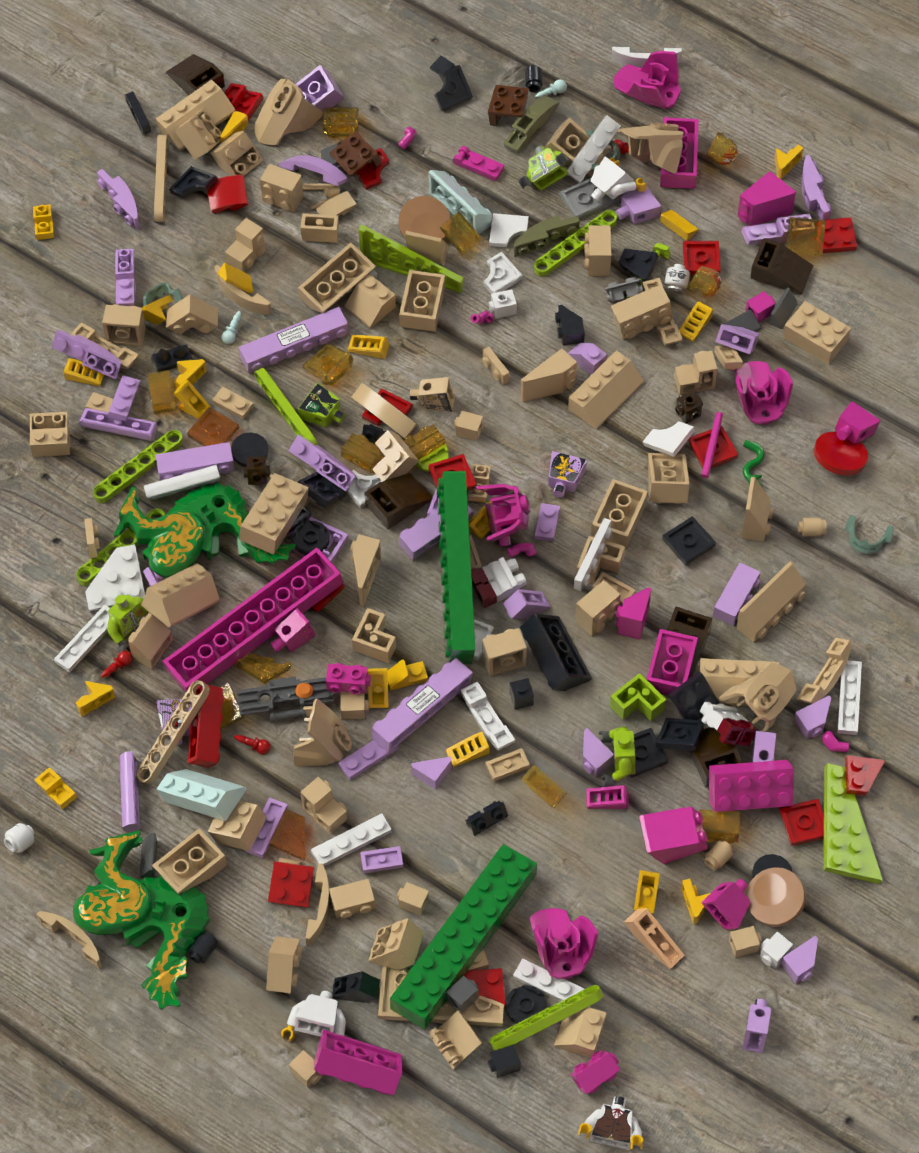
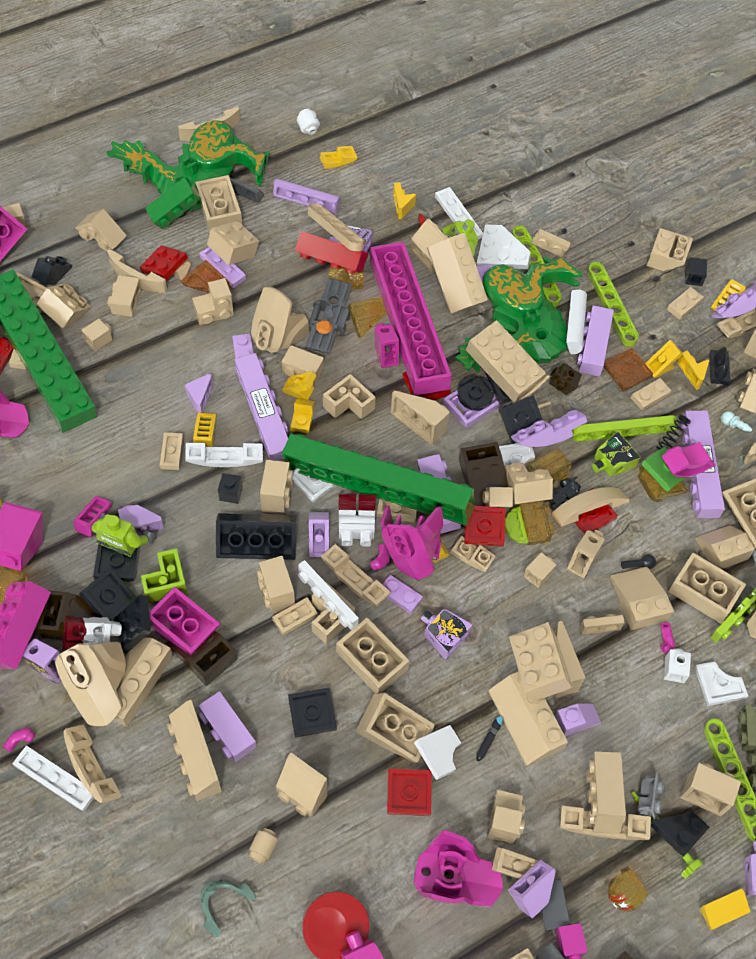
camera: 110 degrees right, 0 degrees up
(64, 403) = (696, 271): none -> black brick
(124, 398) = (686, 312): lavender plate -> none
(132, 427) = (659, 302): lavender brick -> none
(161, 392) = (685, 340): clear yellow brick -> none
(201, 793) = (270, 225): light aqua slope -> none
(203, 948) = (148, 192): black brick -> none
(216, 903) = (173, 203): none -> green brick
(248, 445) = (594, 388): black tile -> none
(261, 358) = (683, 420): none -> black piece
(261, 746) = (298, 291): red bar -> none
(308, 340) = (688, 460): none -> dark pink brick
(316, 1015) = (42, 237): white torso -> none
(320, 360) = (660, 471): none -> bright green plate
(347, 678) = (313, 354): dark pink brick -> none
(351, 840) = (177, 318): white plate -> none
(379, 350) = (665, 530): yellow slope -> none
(381, 859) = (145, 328): lavender plate -> none
(414, 355) = (646, 561): none -> black bar
(417, 476) = (498, 497): none -> tan brick
(453, 346) = (641, 598): none -> tan slope
(492, 814) = (134, 409): black hinge -> none
(544, 786) = (129, 464): clear yellow brick -> none
(553, 557) = (354, 577): none -> tan slope
(568, 378) = (540, 662): none -> tan brick
(571, 326) = (623, 718): black slope -> none
(633, 614) = (250, 613): dark pink slope -> none
(637, 412) = (496, 726): none -> black piece
(677, 278) = (645, 862): white head -> none
(688, 407) = (466, 796): dark brown brick -> none
(700, 311) = (578, 868): yellow slope -> none
(701, 254) = (667, 909): red plate -> none
(712, 445) = (407, 786): dark pink bar -> none
(757, 448) = (386, 842): green animal -> none
(813, 718) = (50, 728): lavender slope -> none

